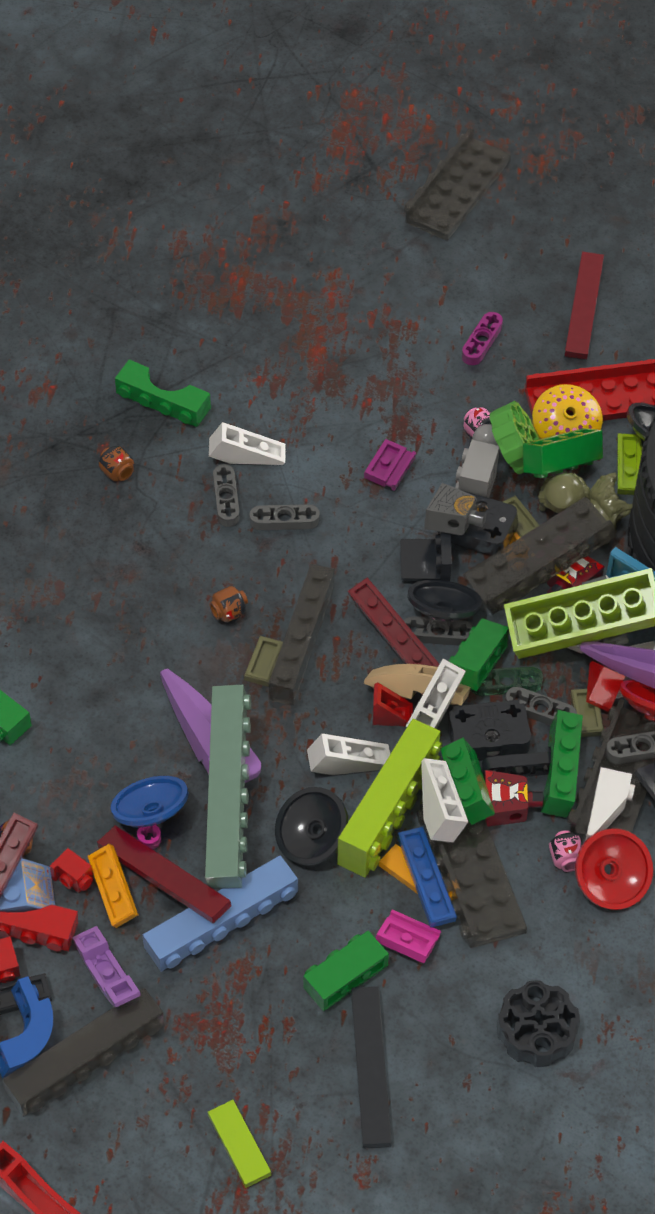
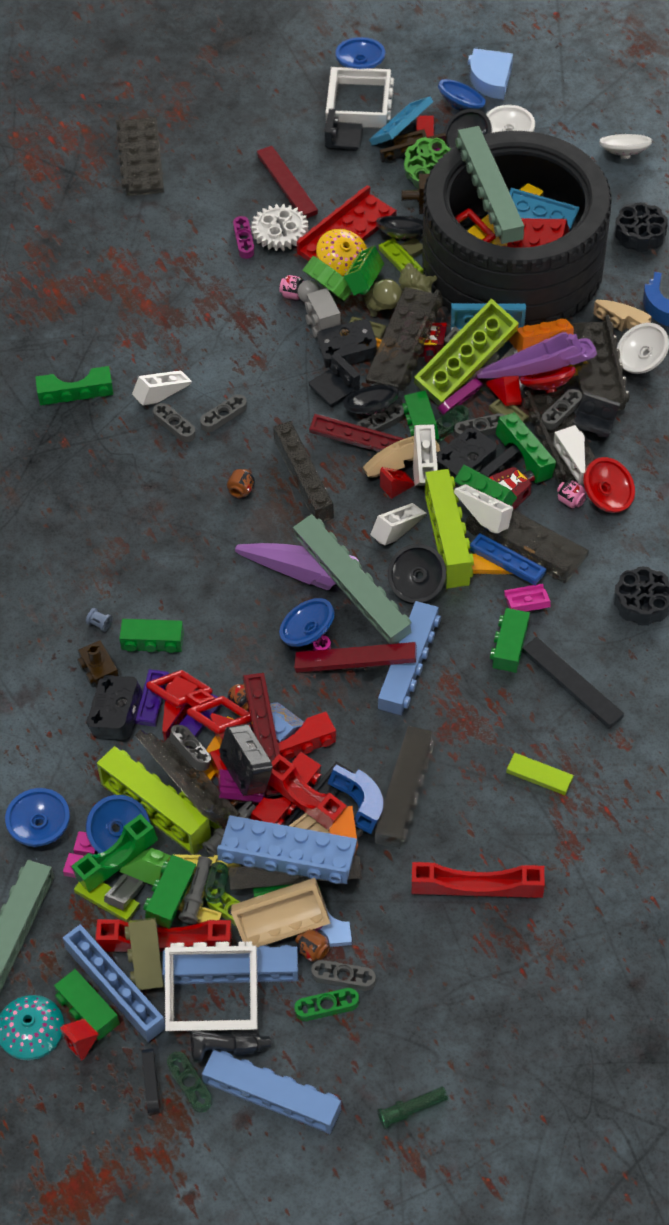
camera: 35 degrees left, 0 degrees up
(72, 871) = (297, 693): red brick -> none
(105, 968) = (372, 735): medium lavender slope -> none
(112, 885) = (329, 685): light orange tile -> none
(116, 463) = (86, 445): dark orange head -> none
(263, 661) = (292, 503): olive tile -> none
(389, 464) = (259, 343): magenta plate -> none
(453, 511) = (334, 342): dark grey torso -> none
(512, 343) = (269, 232): none -> white gear
(548, 658) = (460, 396): none -> magenta beam

